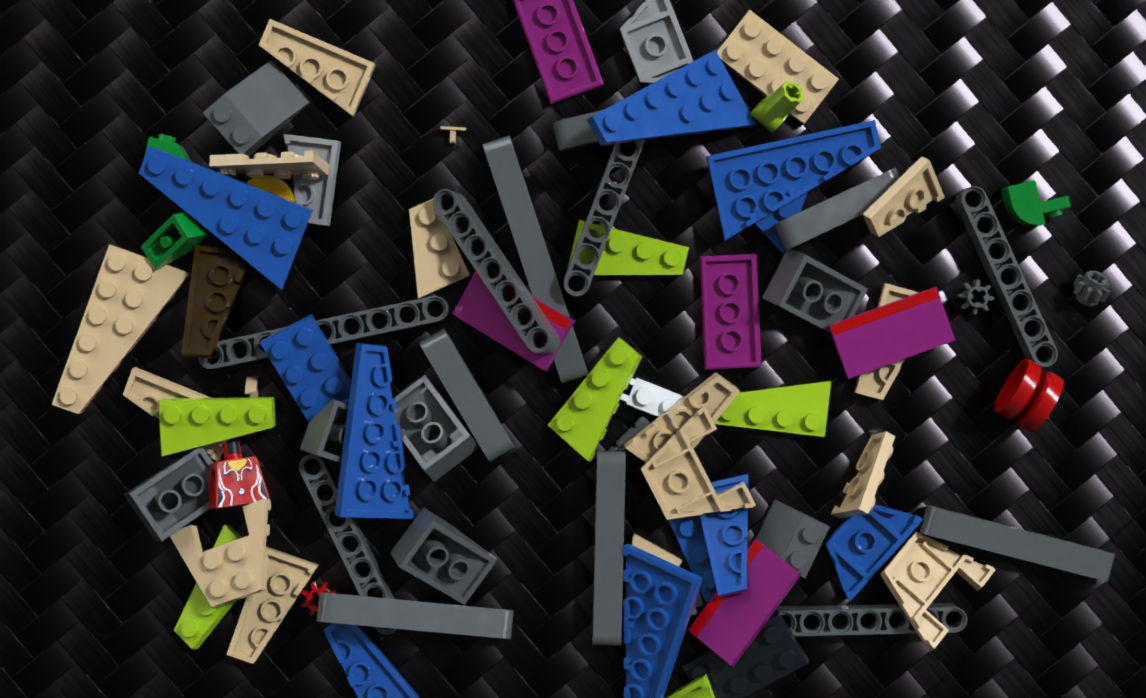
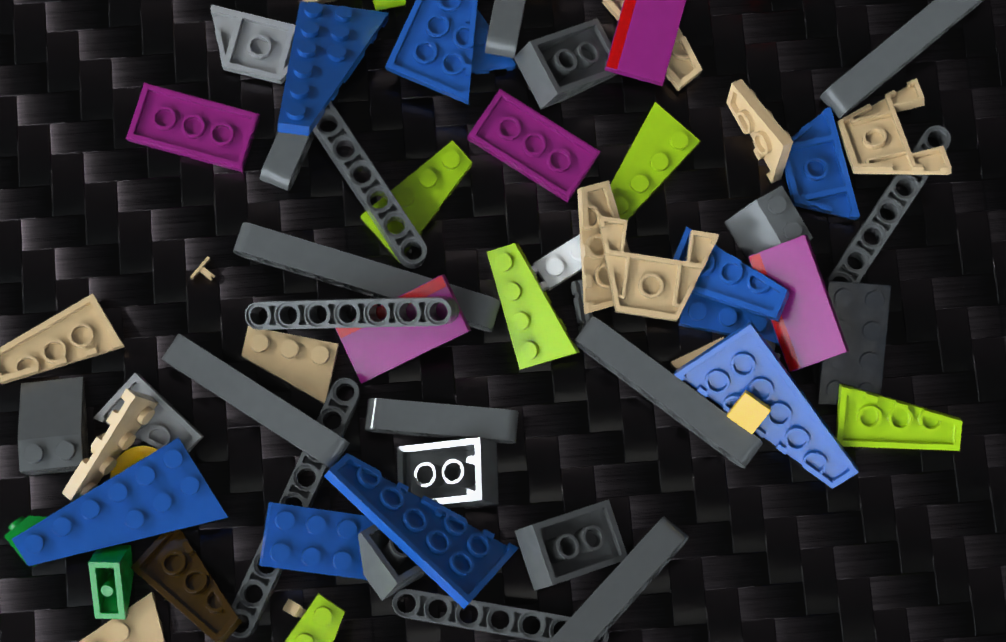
camera: 60 degrees left, 10 degrees down
(379, 247) = (255, 401): none -> dark grey beam
(634, 621) = (748, 411): none -> yellow tile

